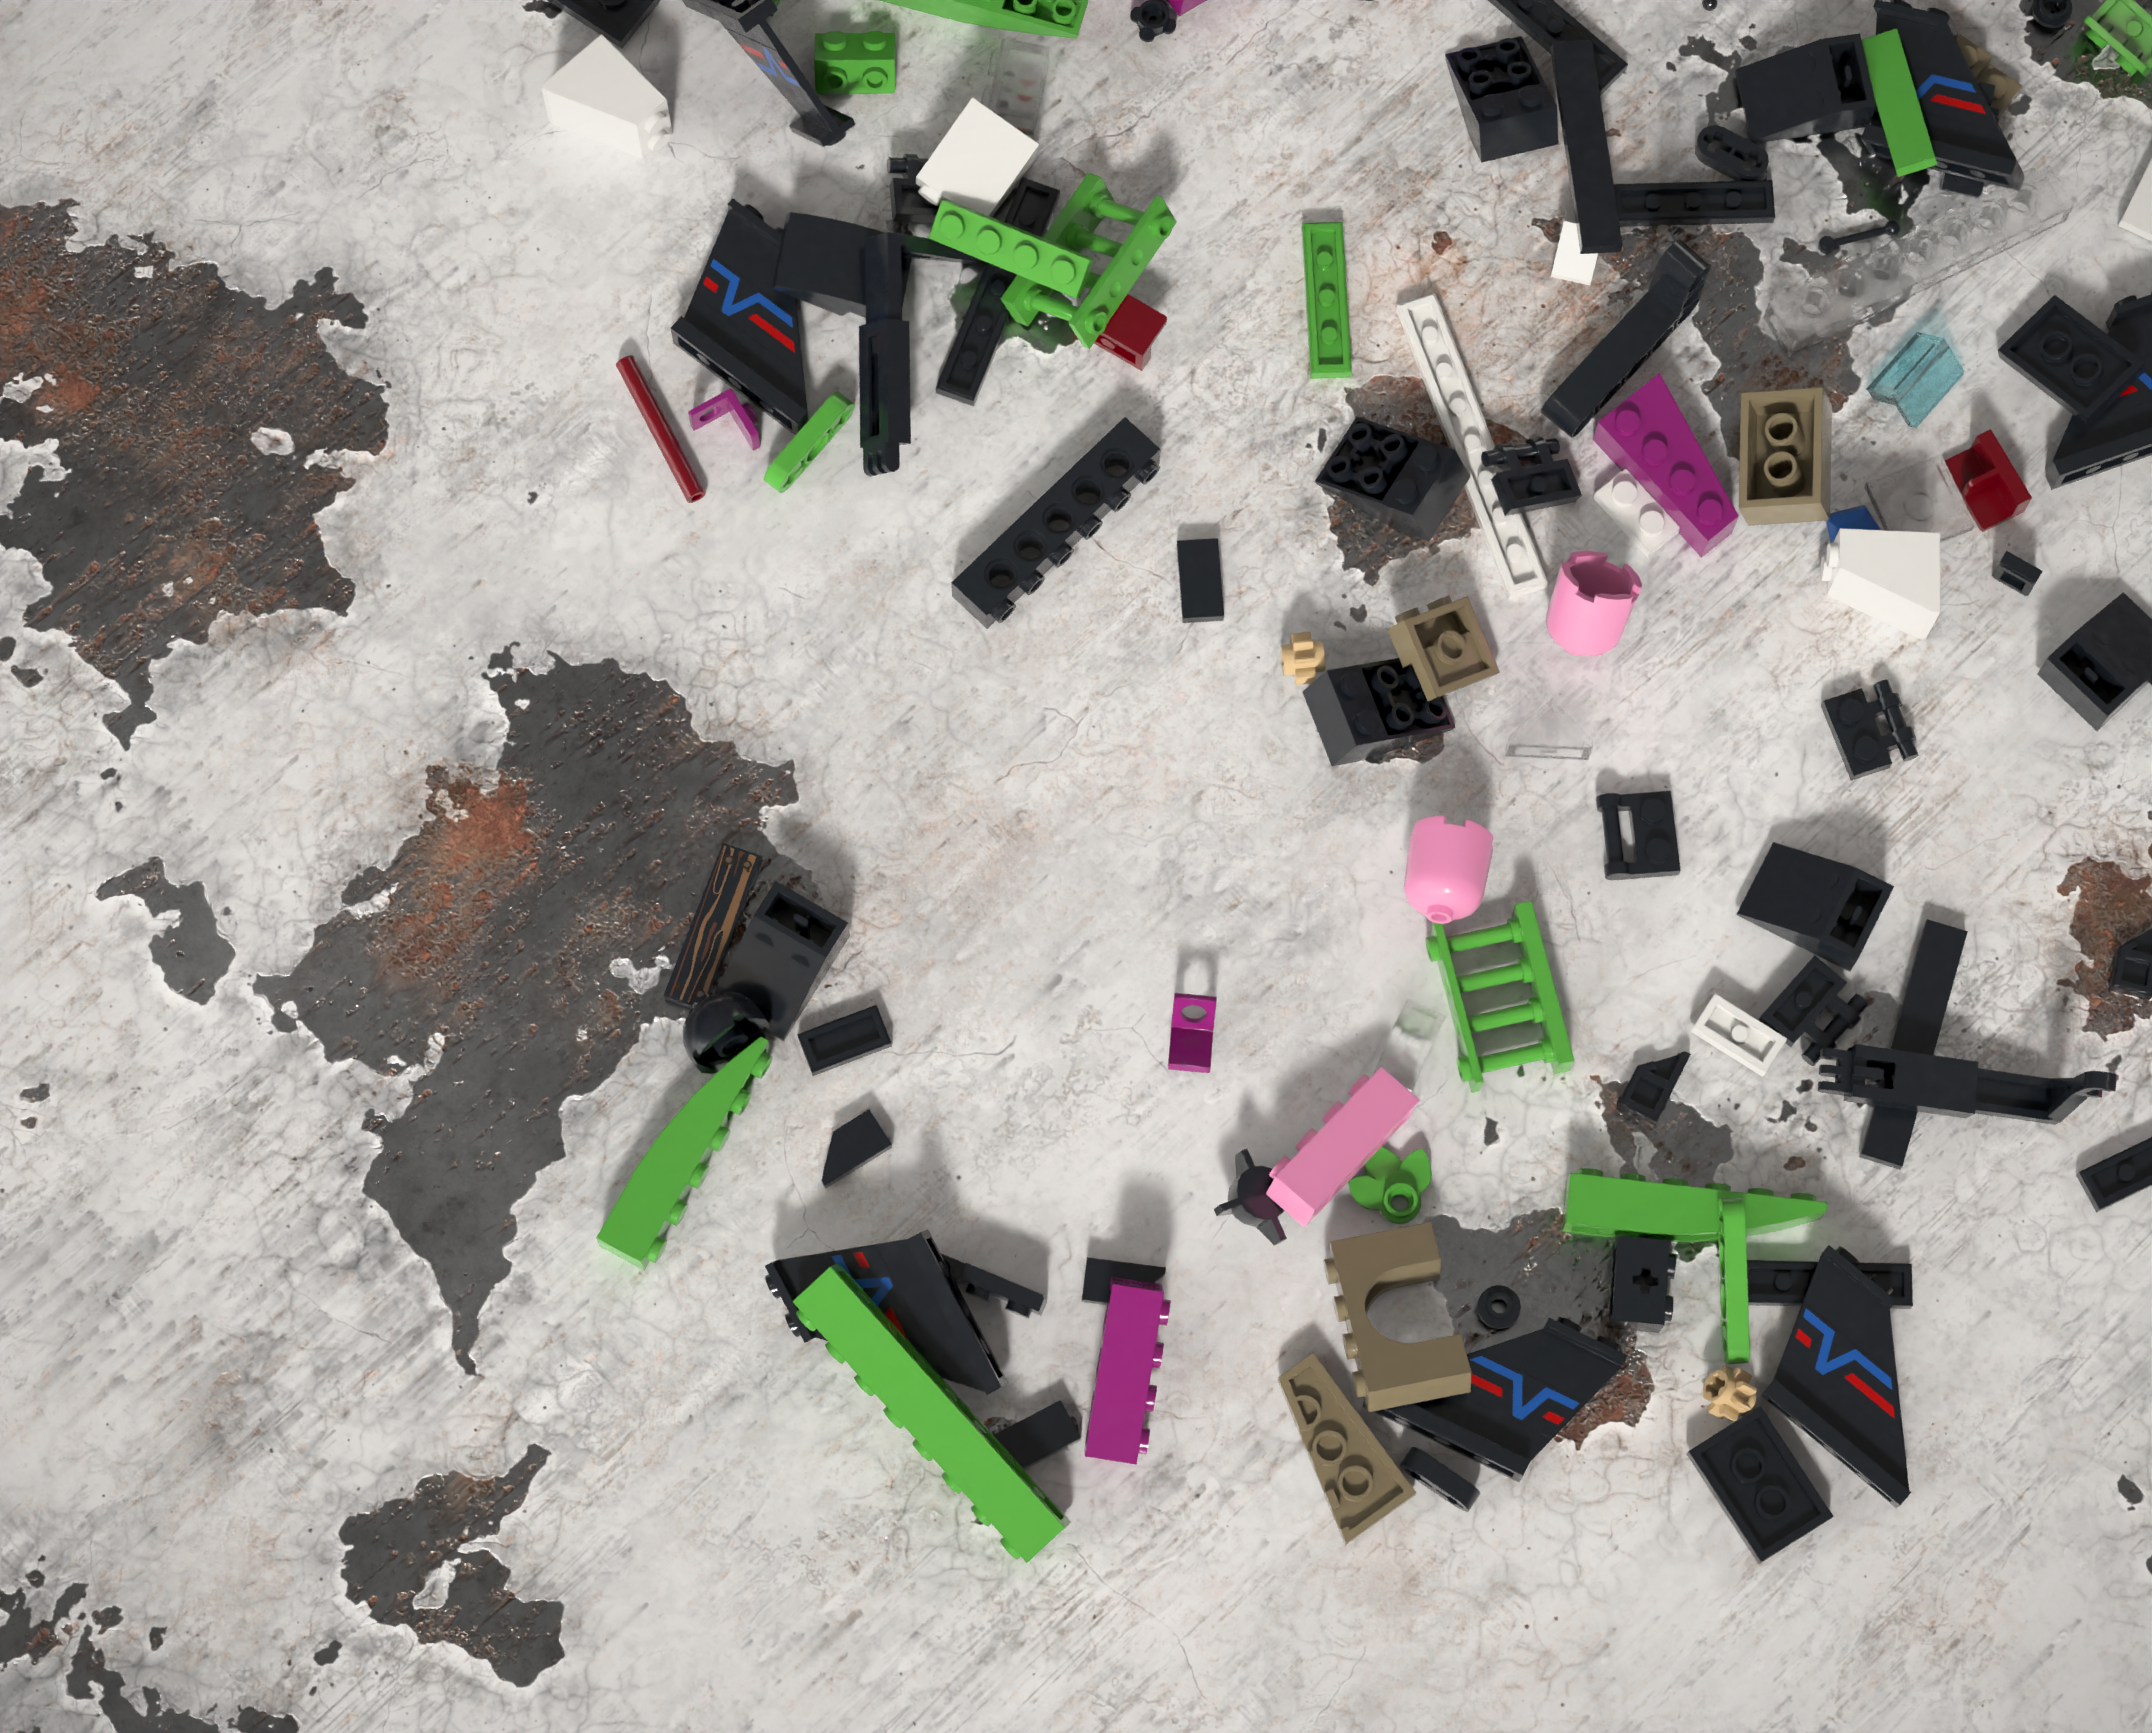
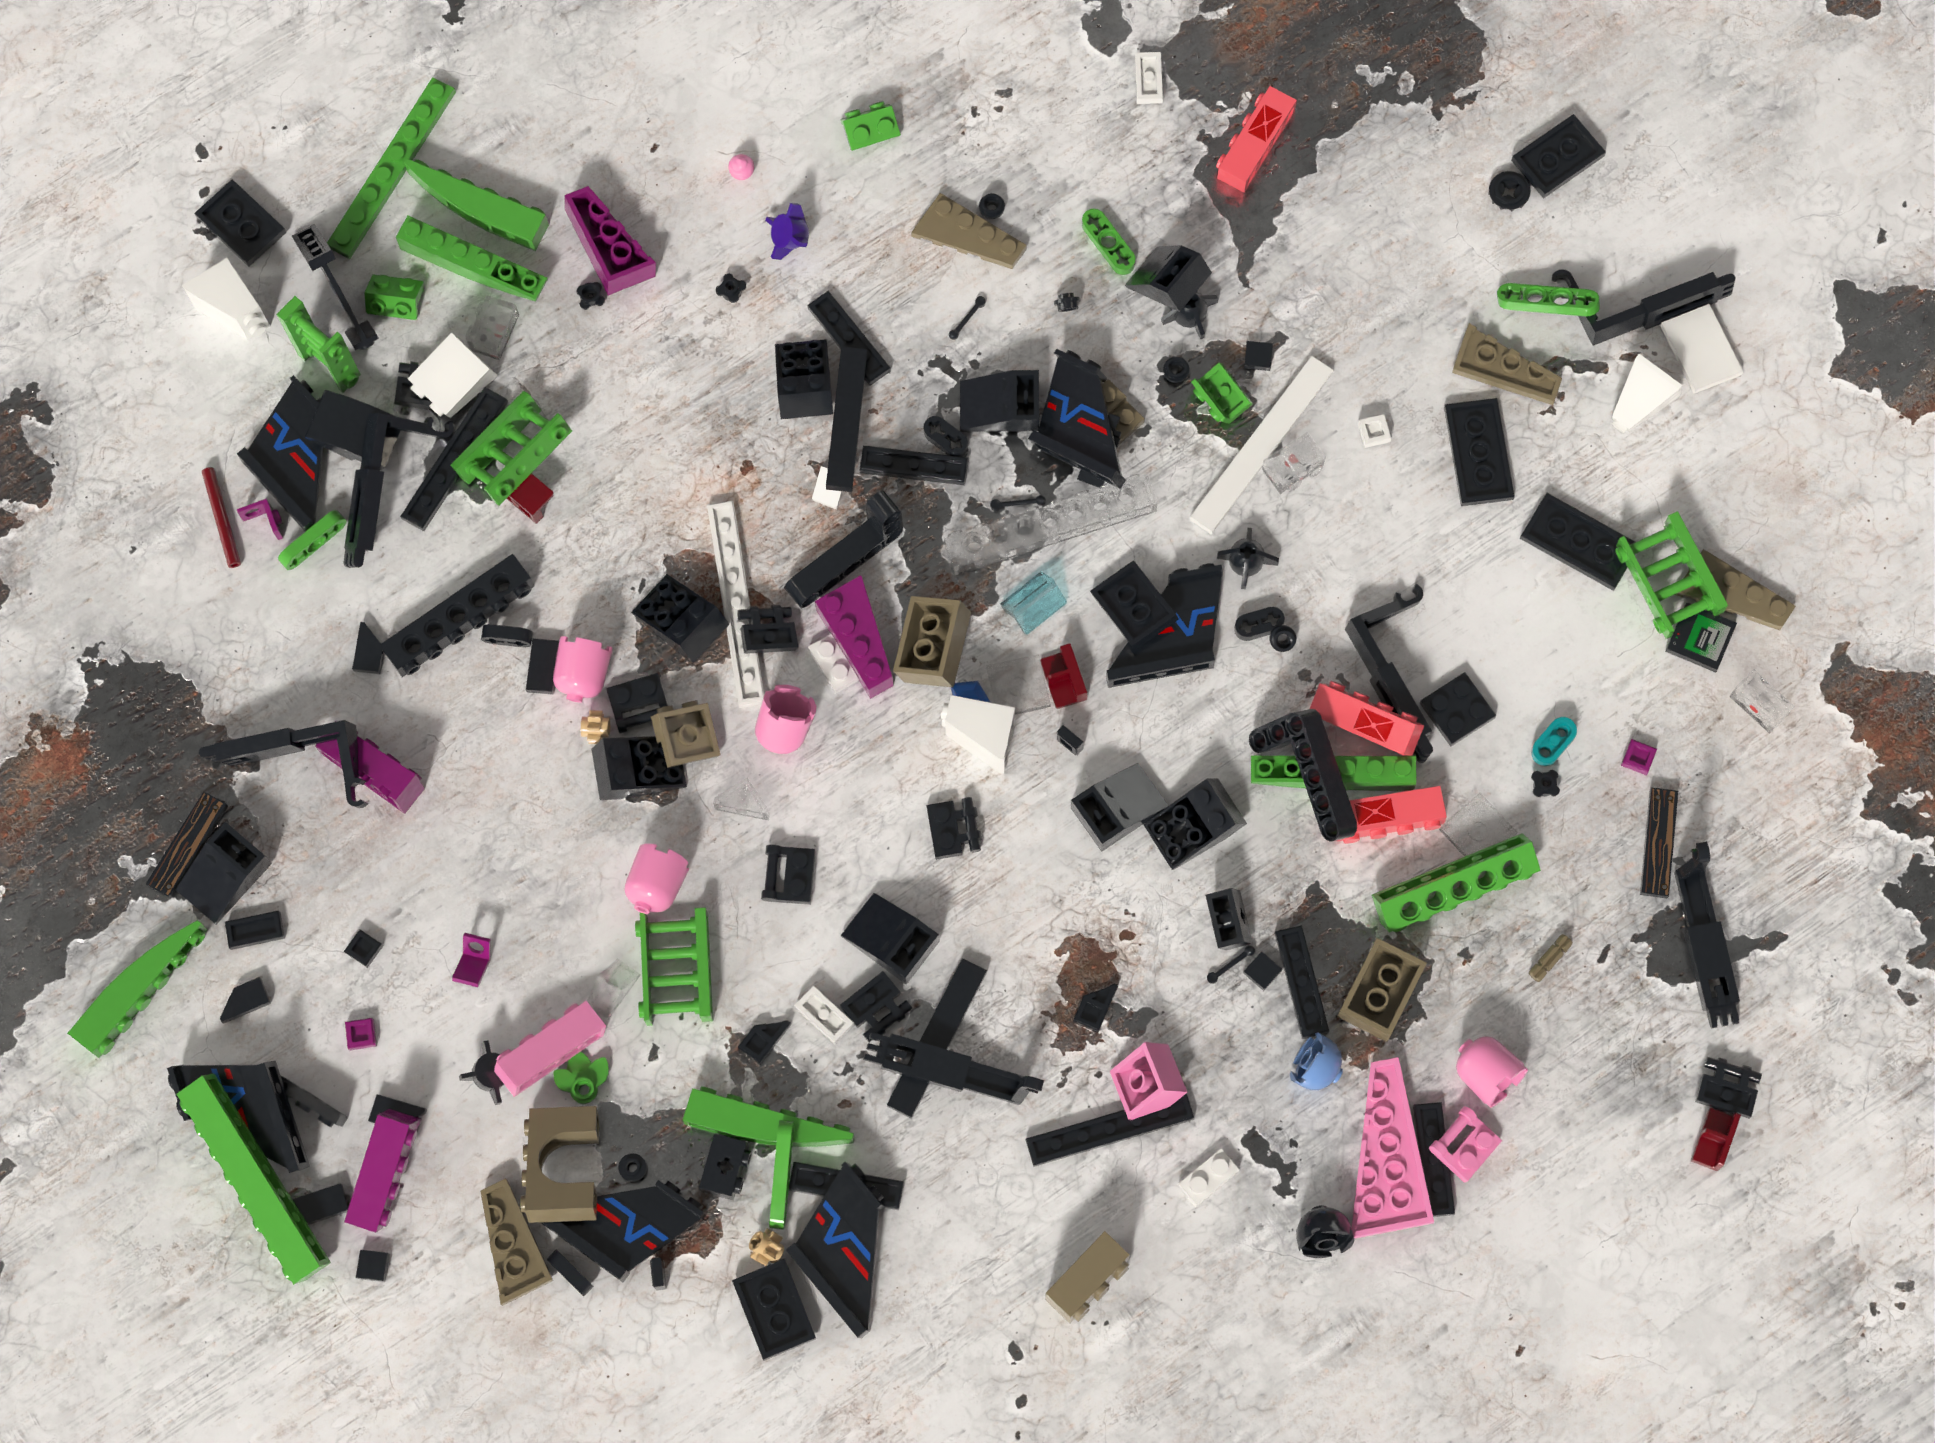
camera: 15 degrees right, 0 degrees up
(721, 1029) = (173, 911): black cylinder -> none
(770, 143) = (313, 342): none -> bright green fence
(849, 746) = (291, 741): none -> black hinge
(929, 597) = (368, 652): none -> black tile
(974, 766) = (382, 773): none -> magenta wedge
(1011, 248) = (458, 434): bright green plate -> none
(1017, 1042) = (363, 948): none -> black tile
(1041, 1171) = (360, 1034): none -> magenta tile
(1134, 1517) = (372, 1265): none -> black tile
(1137, 542) = (506, 635): none -> black beam
(1265, 572) = (581, 668): none -> bright pink cylinder
(1326, 300) = (663, 495): bright green tile -> none
(1348, 604) = (633, 696): none -> black plate
(1574, 1459) = (658, 1274): none -> black tile
(1898, 103) = (1053, 419): bright green tile -> none

